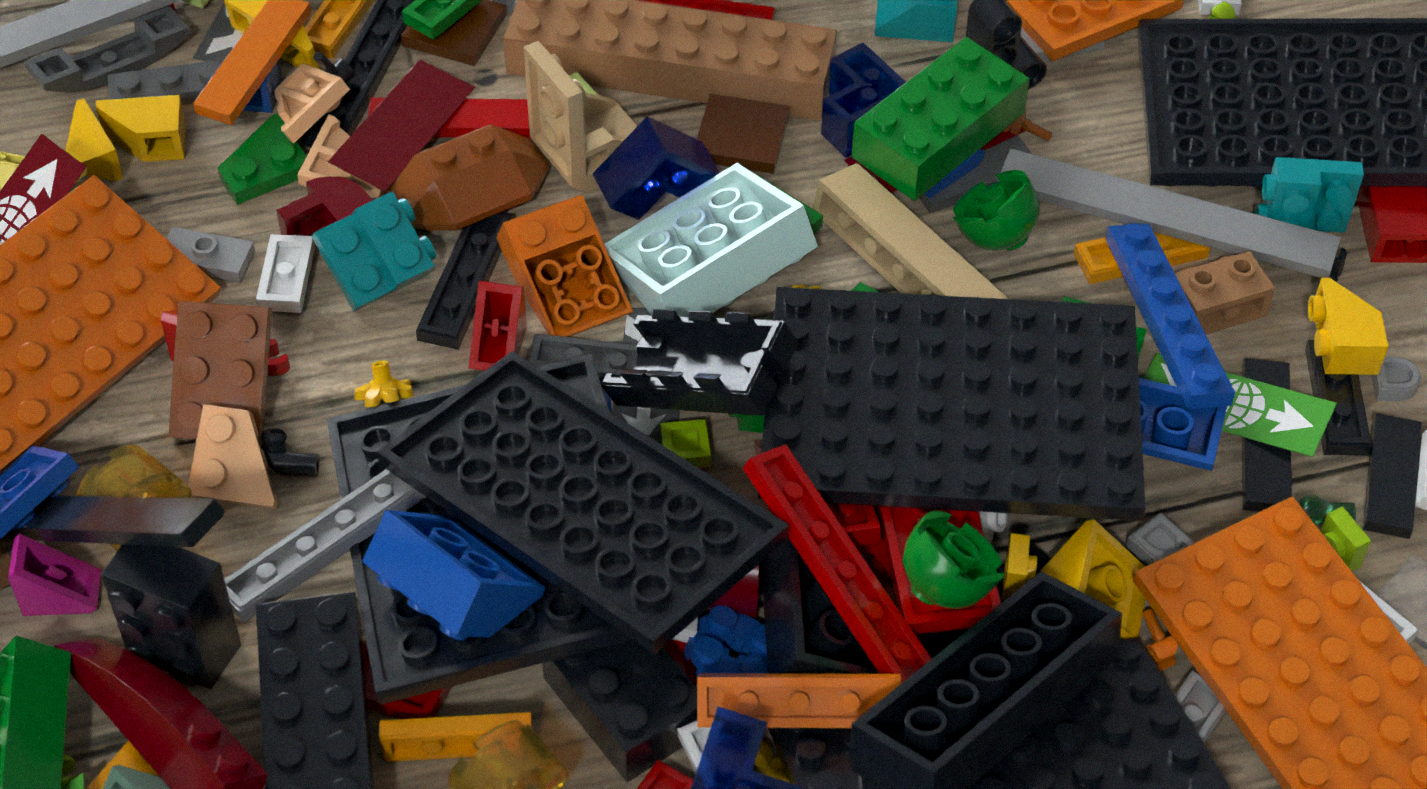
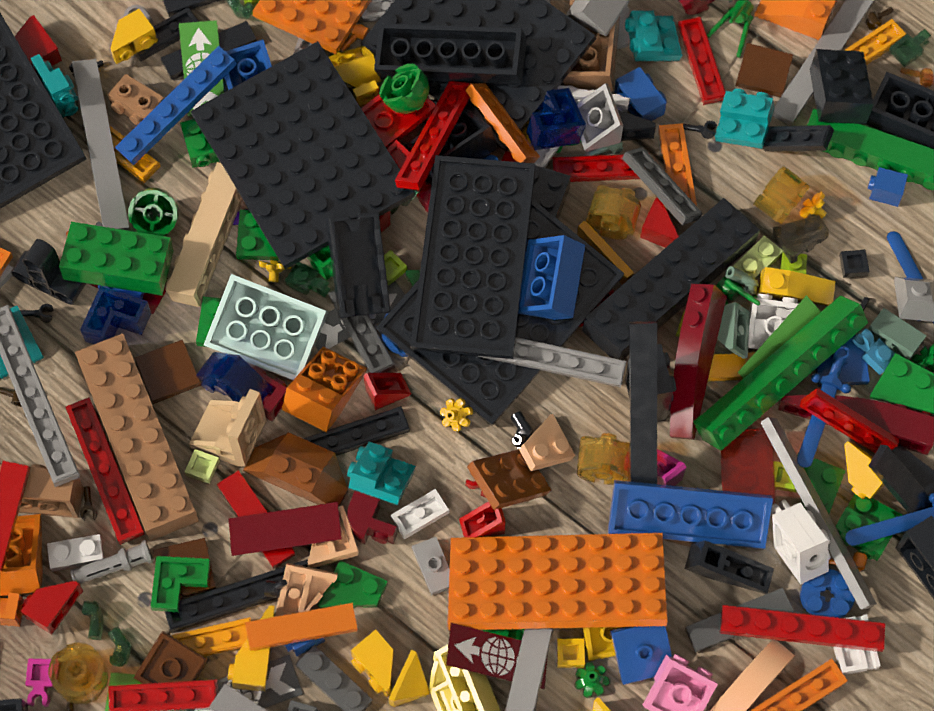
camera: 125 degrees left, 15 degrees up
(622, 212) = (272, 402): none -> dark red bracket
(936, 49) = (39, 313): none -> black hand

